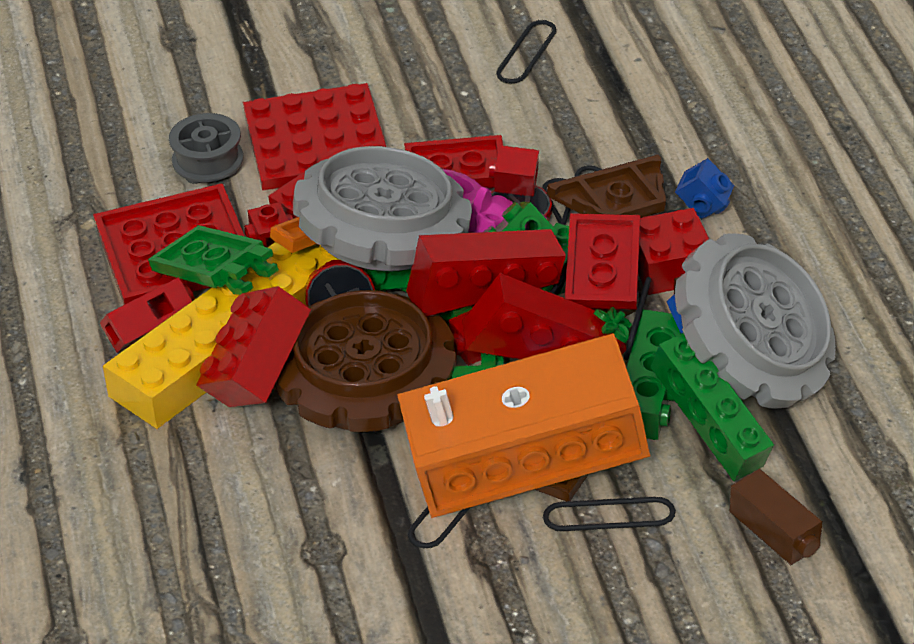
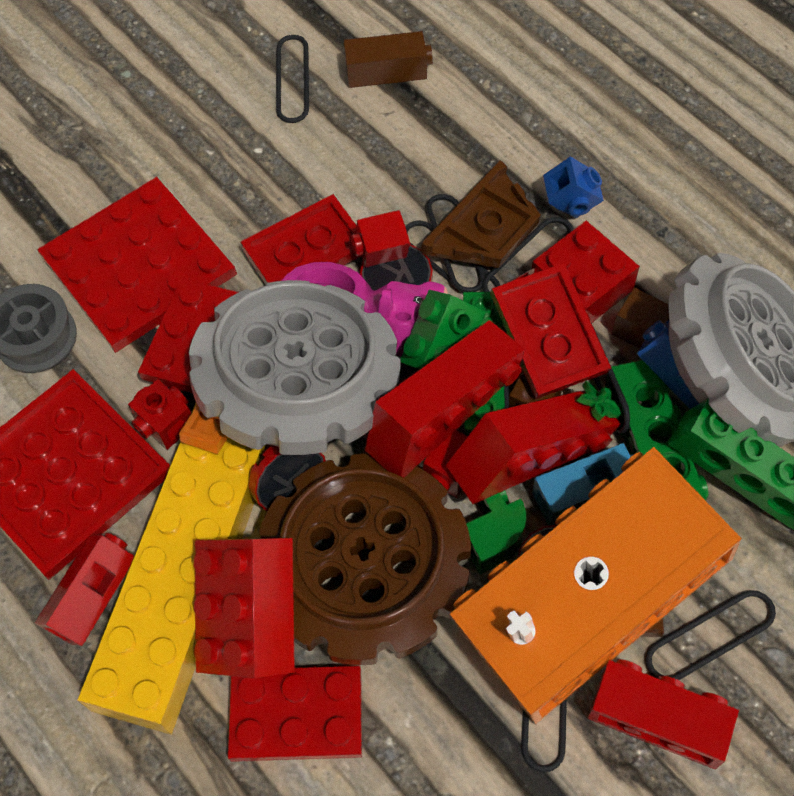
camera: 25 degrees left, 20 degrees up
(214, 259) = (128, 491): green tile -> none
(255, 445) = (297, 715): none -> red plate
(529, 535) = (664, 713): none -> red brick
(612, 57) = (387, 59): none -> reddish brown brick

